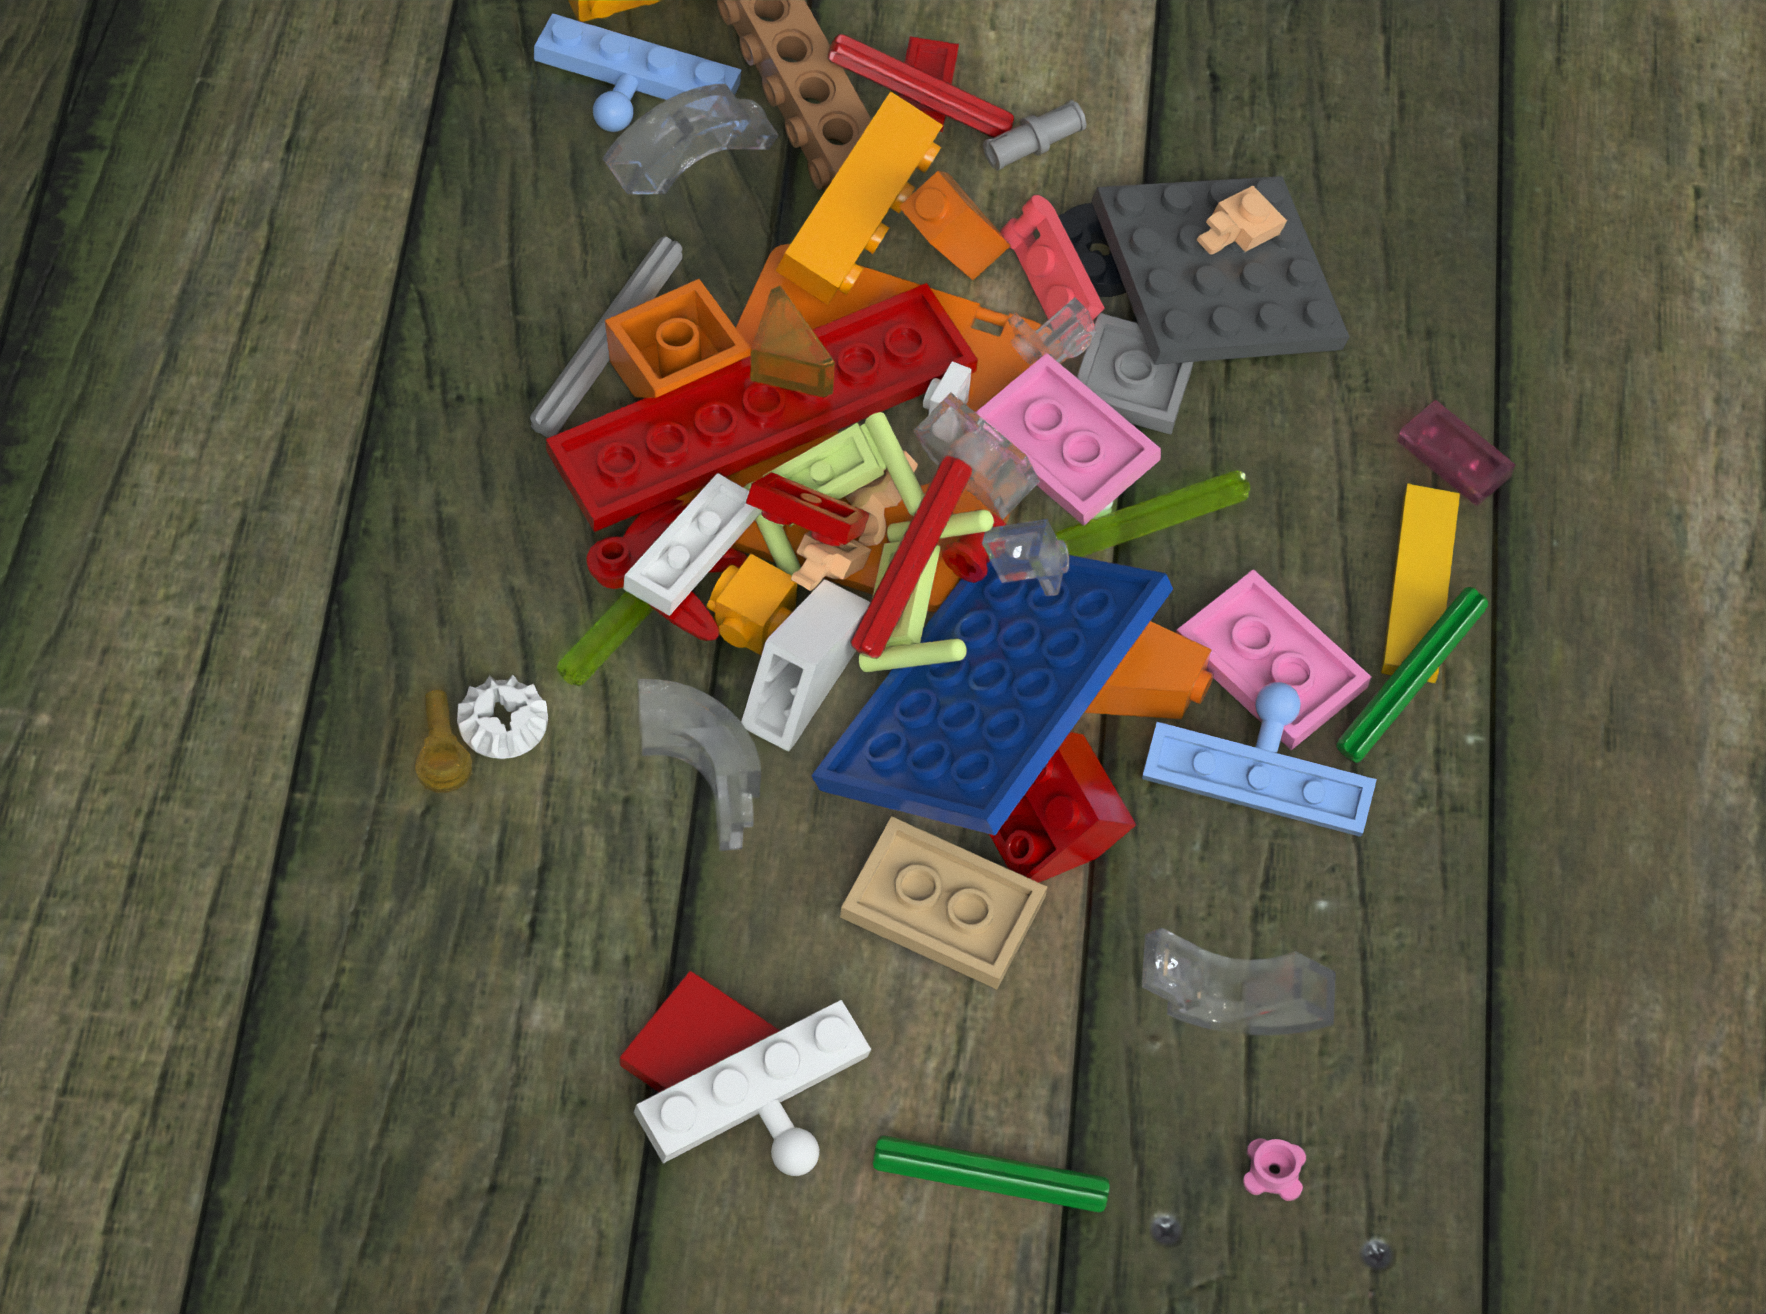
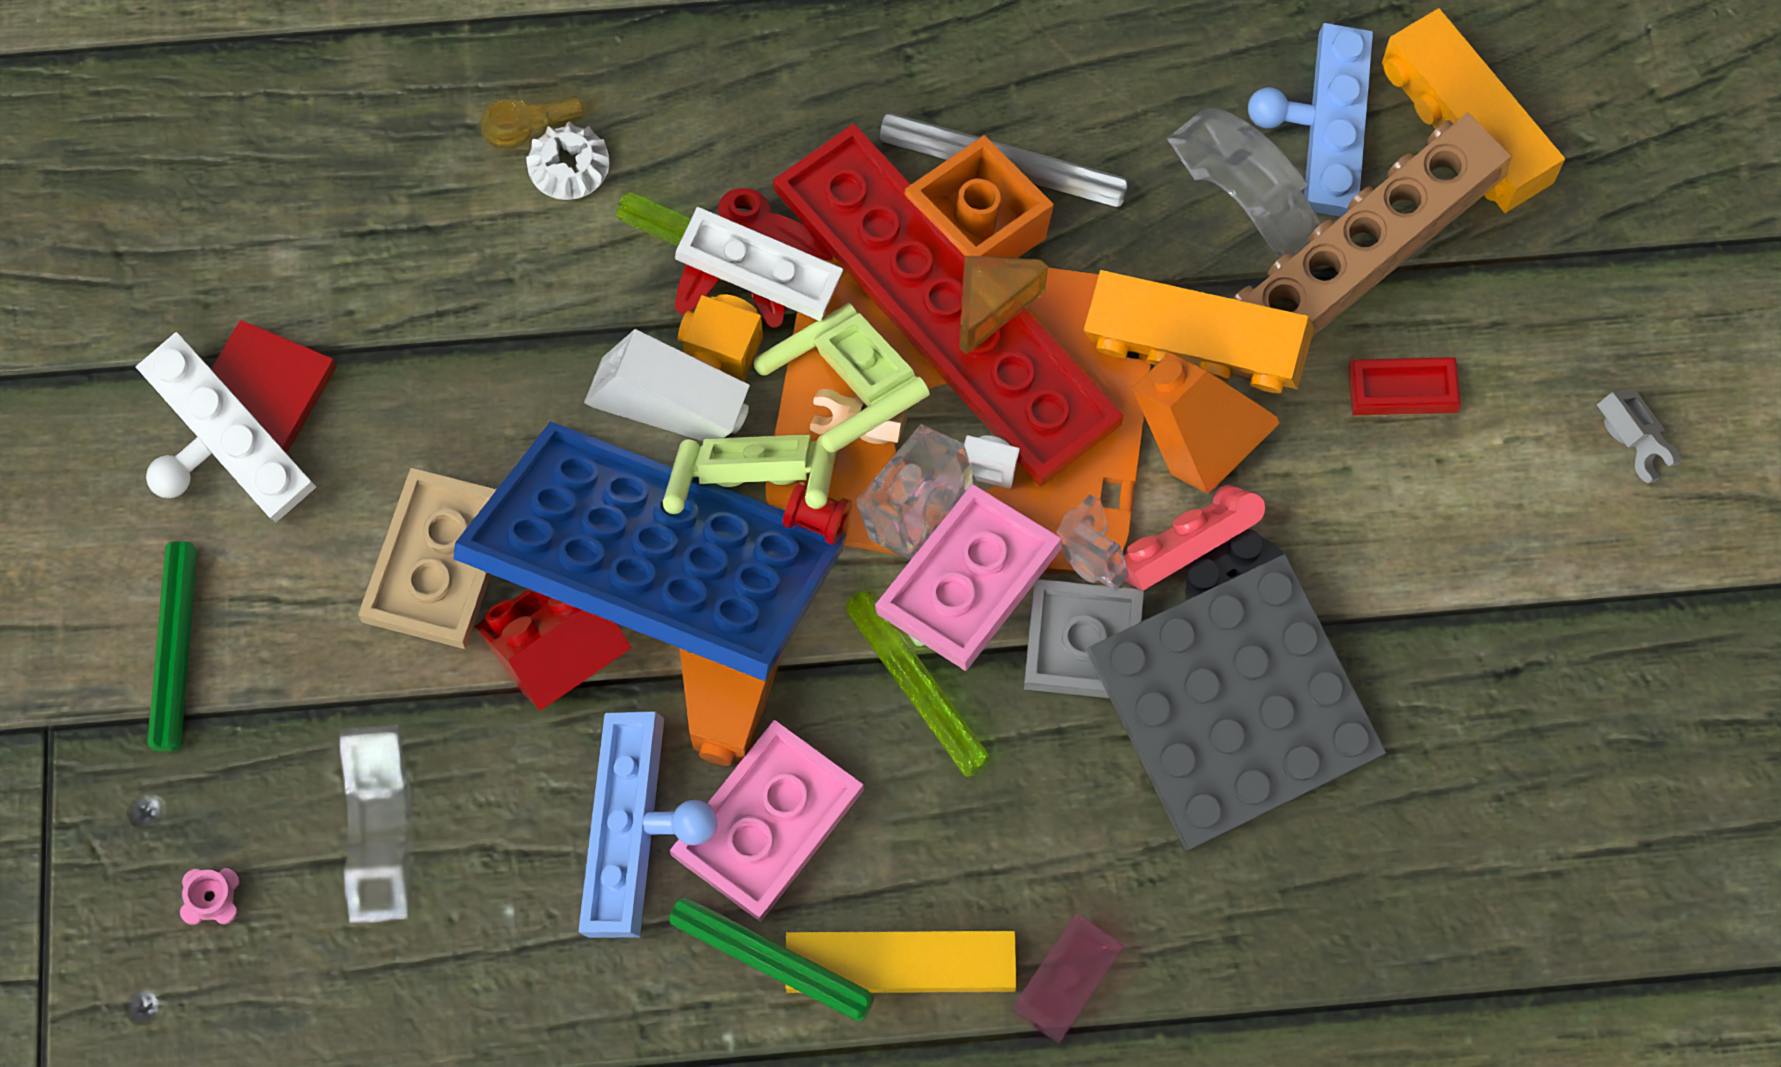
camera: 85 degrees right, 10 degrees up
(707, 735) = (560, 336): clear arch -> none
(790, 502) = (807, 347): red plate -> none
(828, 561) = (783, 383): light nougat plate -> none
(911, 557) = (775, 448): red axle -> none
(919, 86) = (1369, 366): red axle -> none
(1028, 552) = (790, 559): clear bracket -> none
(1034, 135) = (1363, 497): light grey pin -> none
(1242, 219) = (1287, 708): light nougat plate -> none

